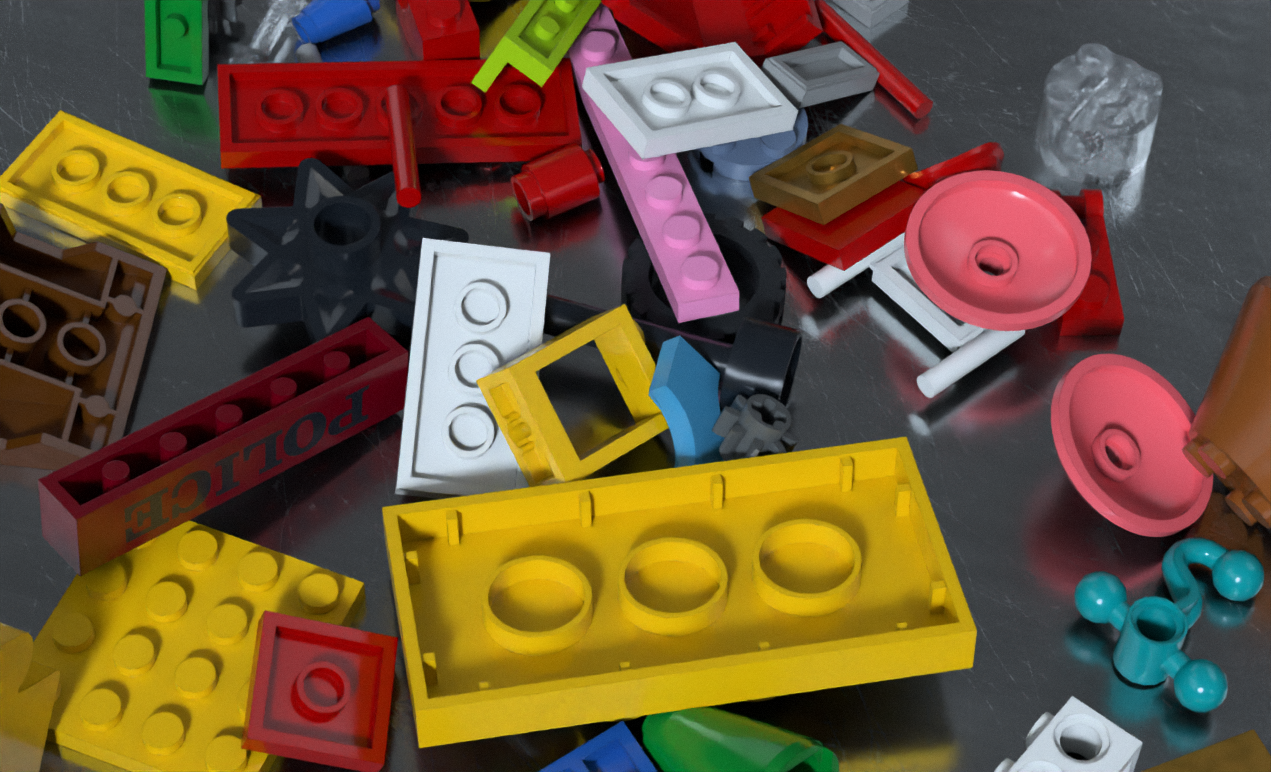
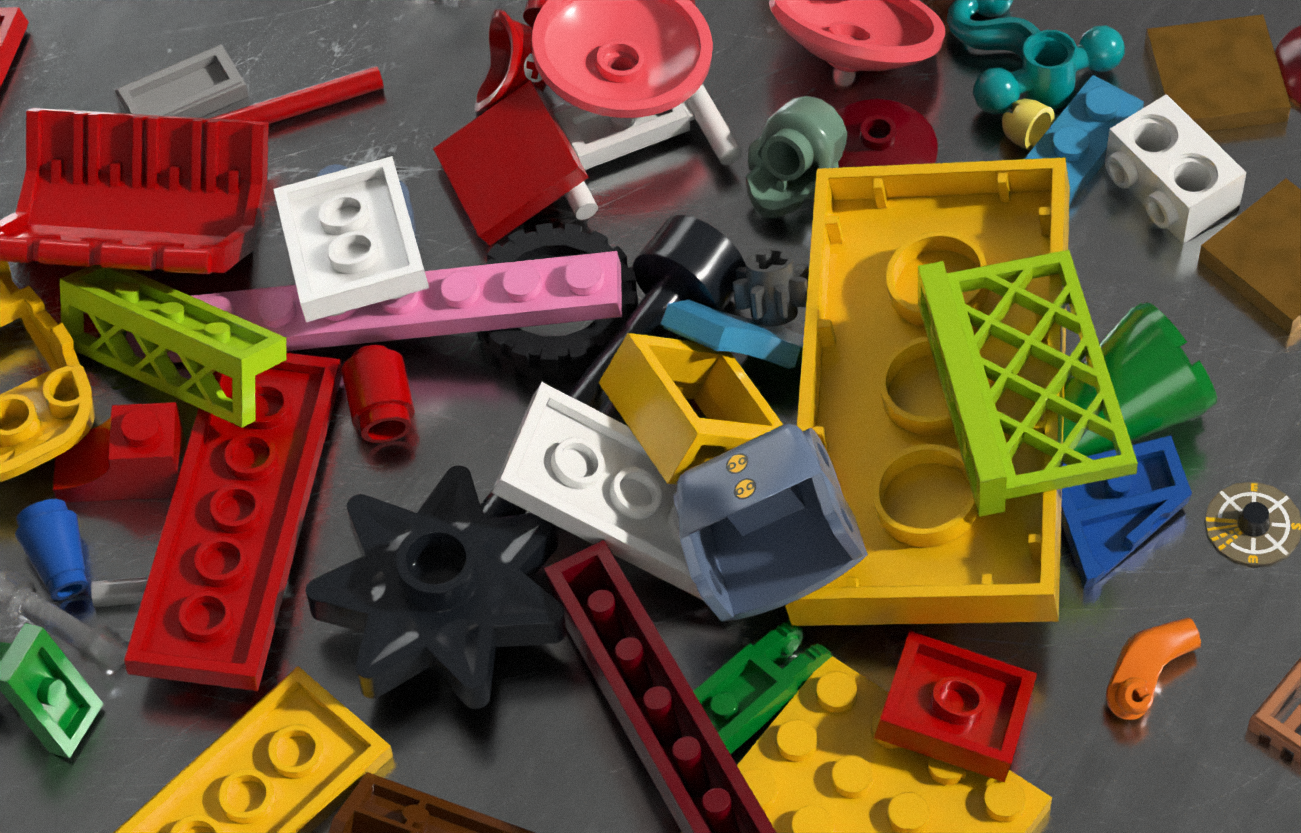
camera: 70 degrees left, 5 degrees up
(306, 527) = (753, 685): none -> green hinge
(403, 146) = (323, 497): red bar -> none
(445, 461) = (765, 523): none -> sand blue piece
(638, 591) = (972, 402): none -> lime fence
(820, 74) = (318, 139): light grey tile -> none
(833, 173) = (460, 158): pearl gold tile -> none
(946, 433) = (785, 158): none -> sand green head
(998, 539) = (905, 134): none -> dark red dish
(1038, 680) = (1083, 131): none -> dark azure plate
(1061, 638) = (1027, 122): none -> light yellow hinge

